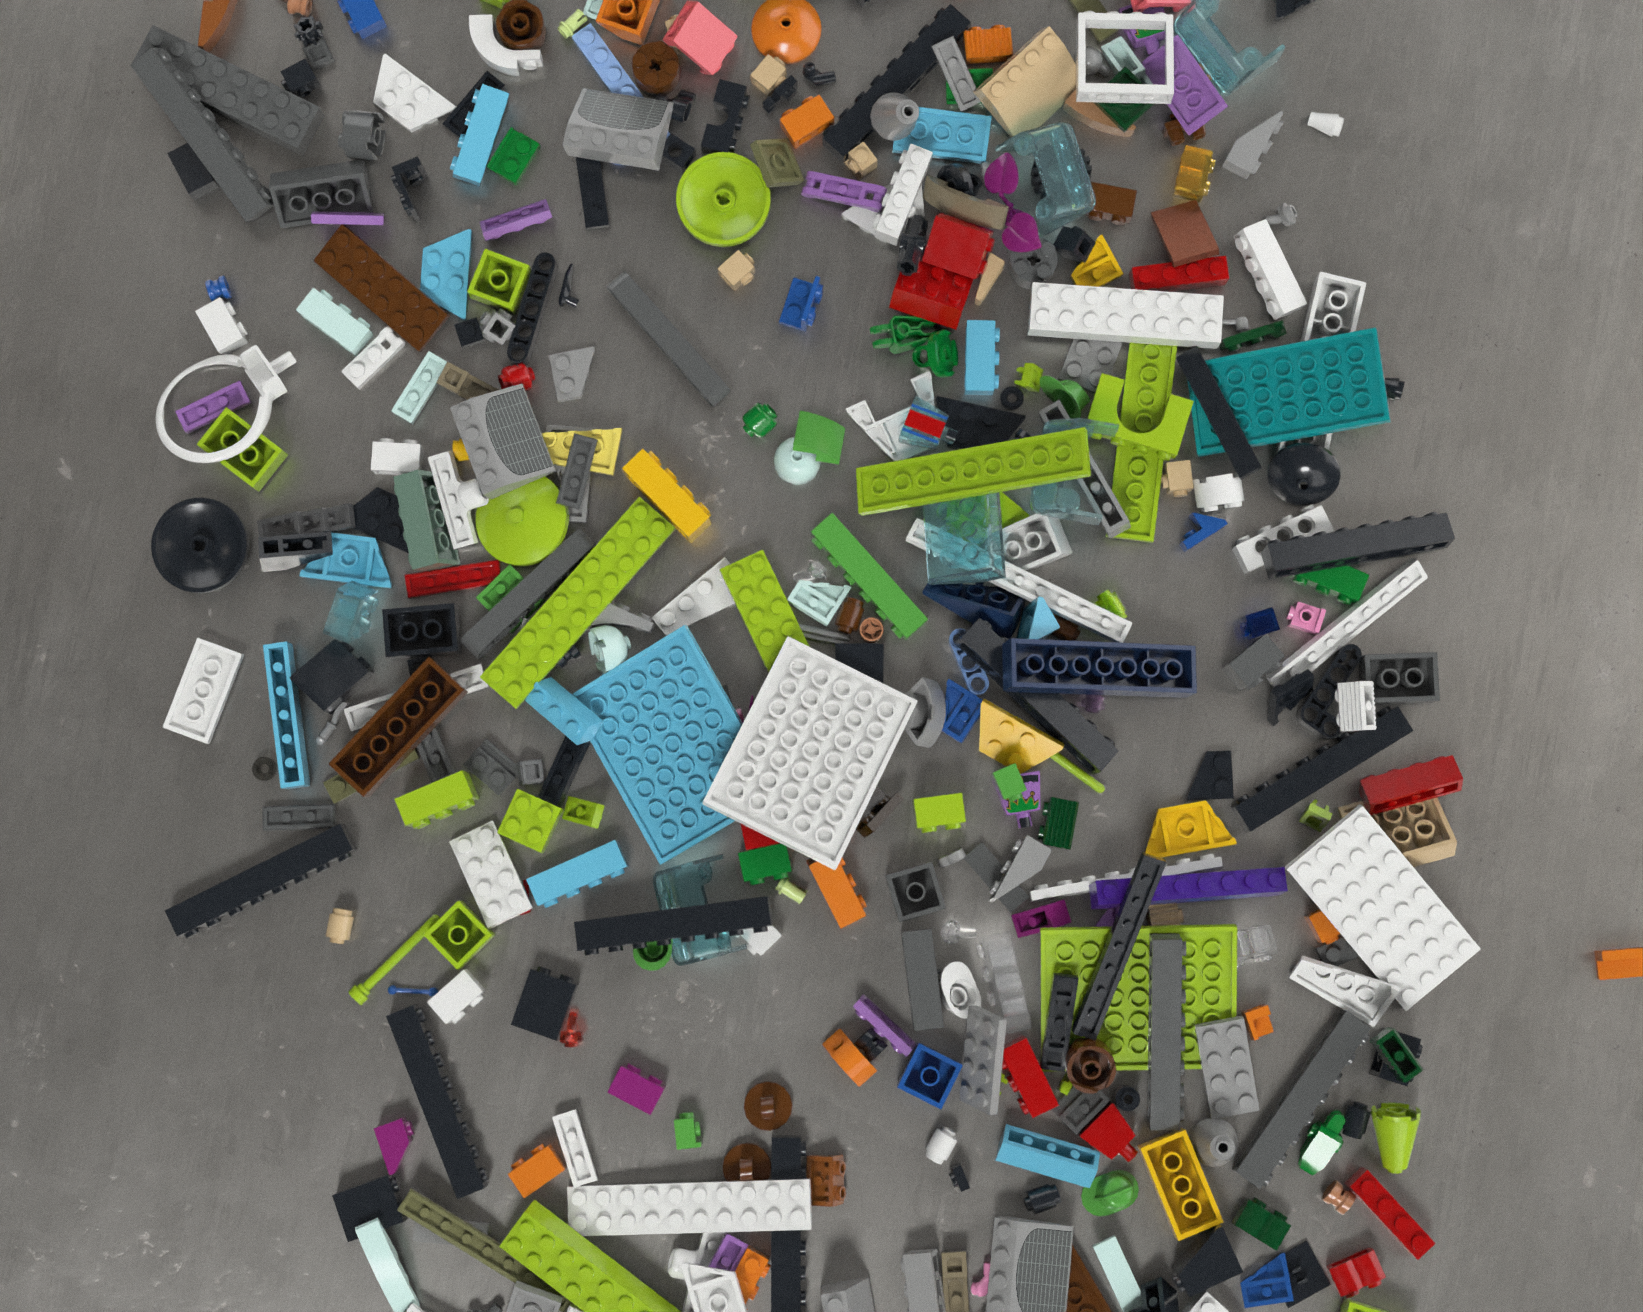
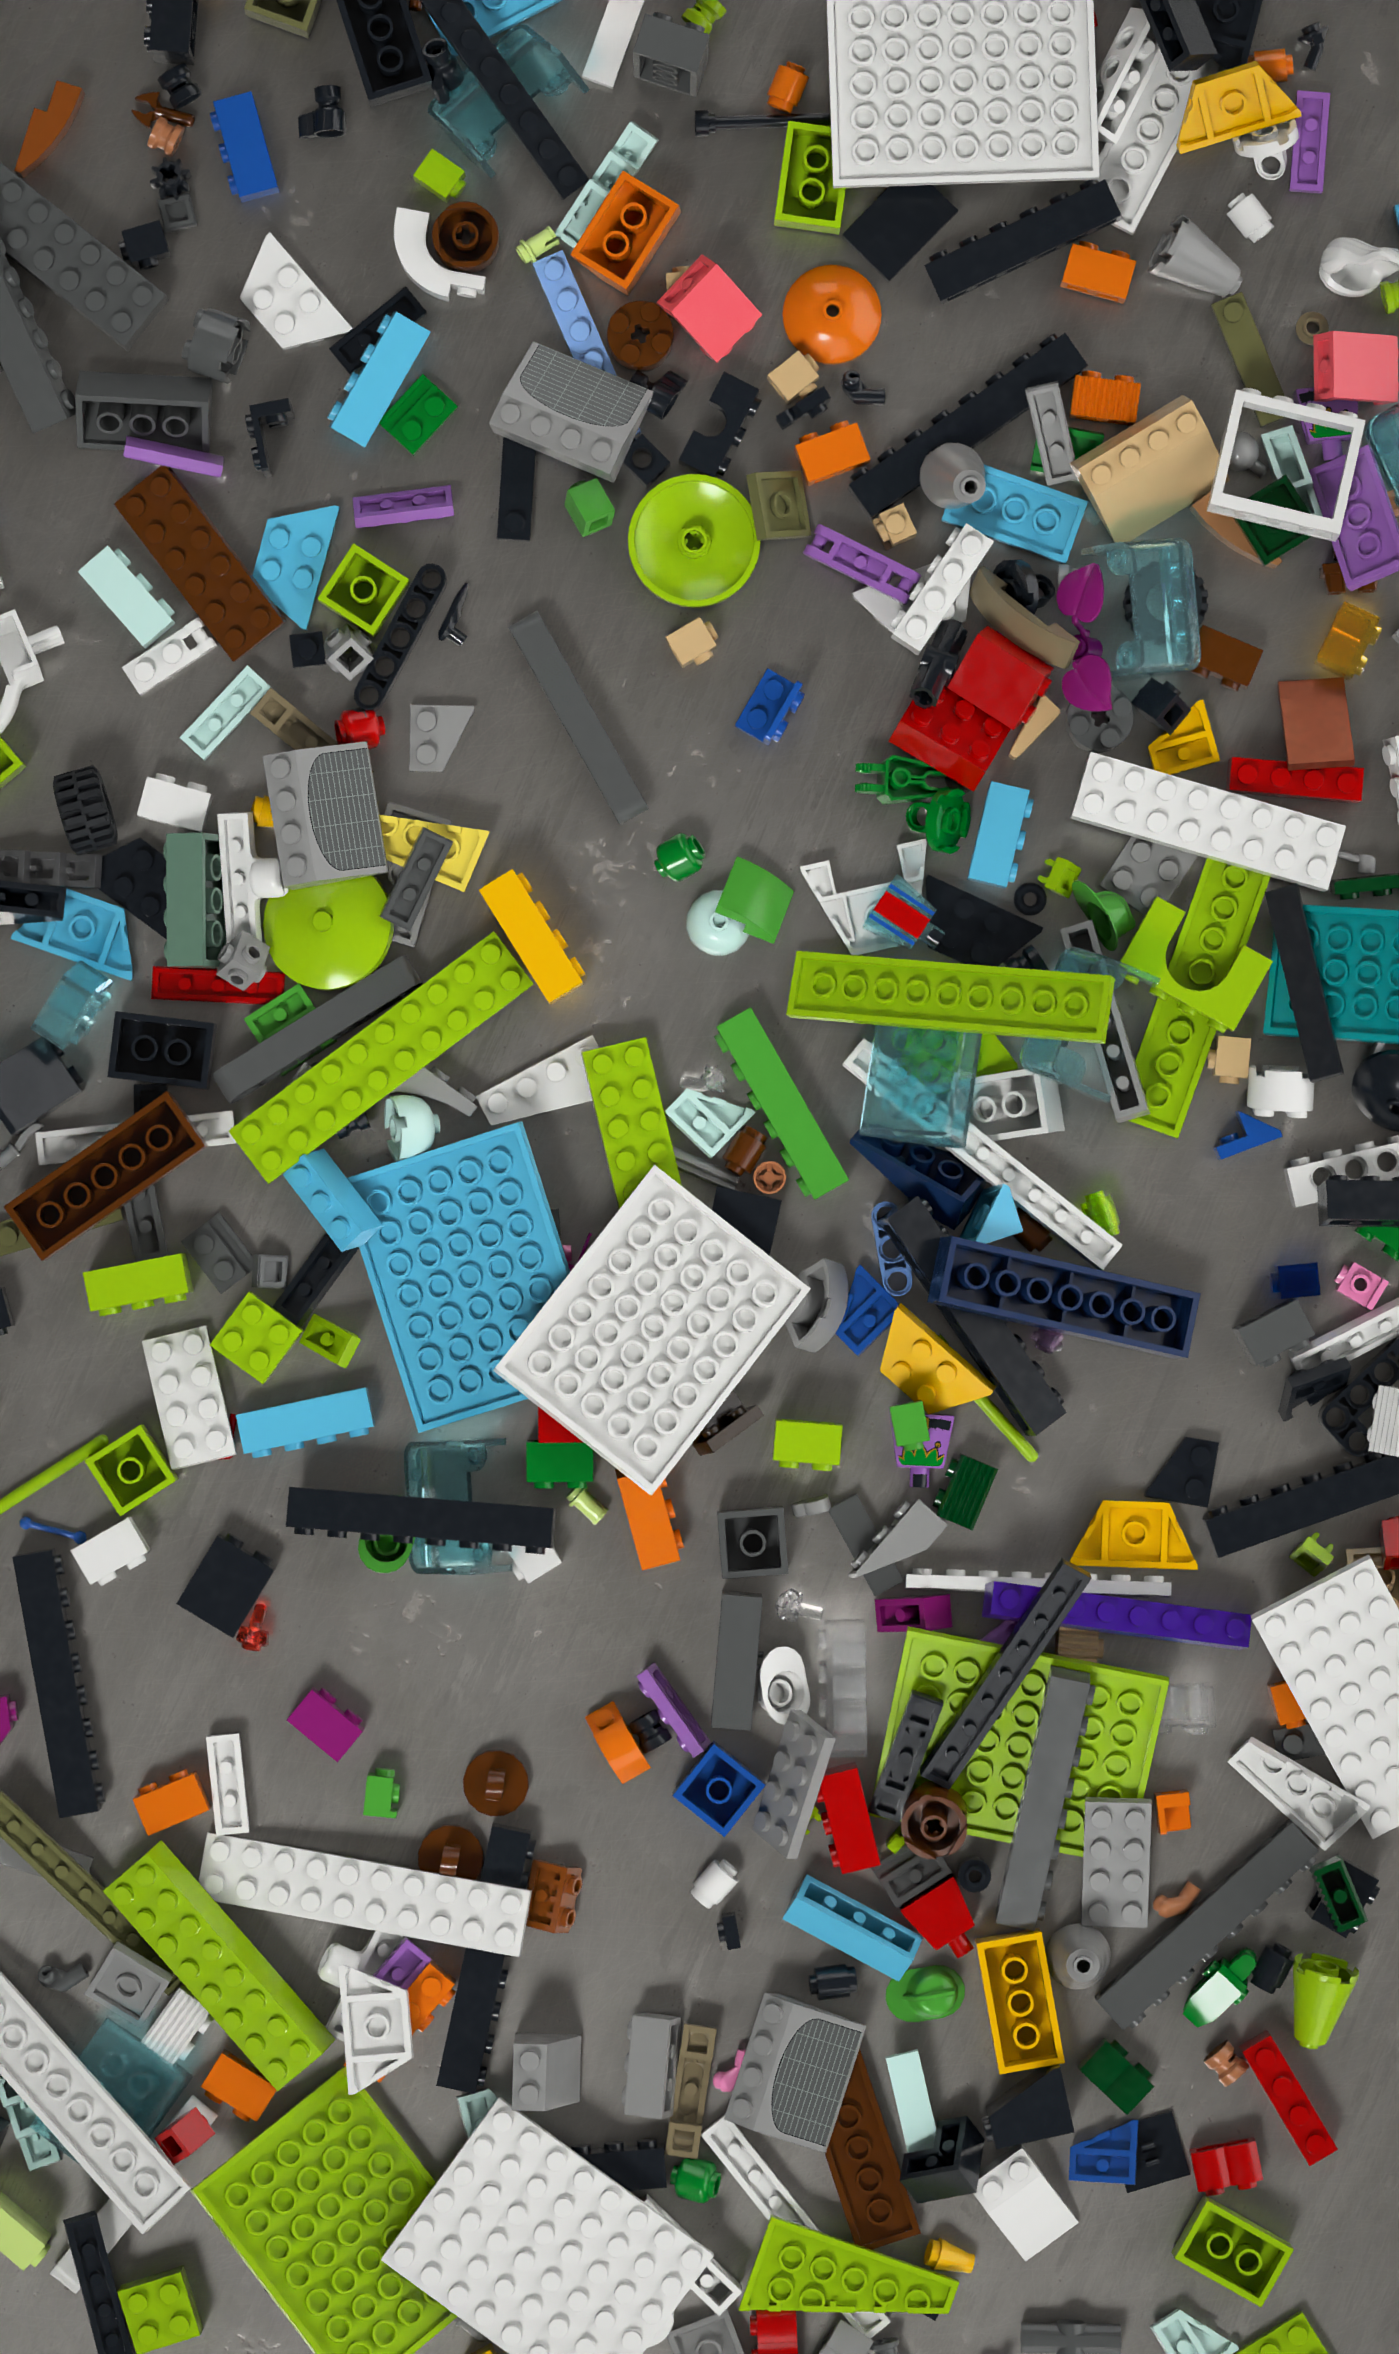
camera: 15 degrees right, 5 degrees up
(333, 473) = (85, 810): none -> black tyre
(466, 555) = (243, 960): none -> light grey brick
(645, 191) = (589, 506): none -> bright green brick
(1276, 1089) = (1177, 1905): none -> nougat arm

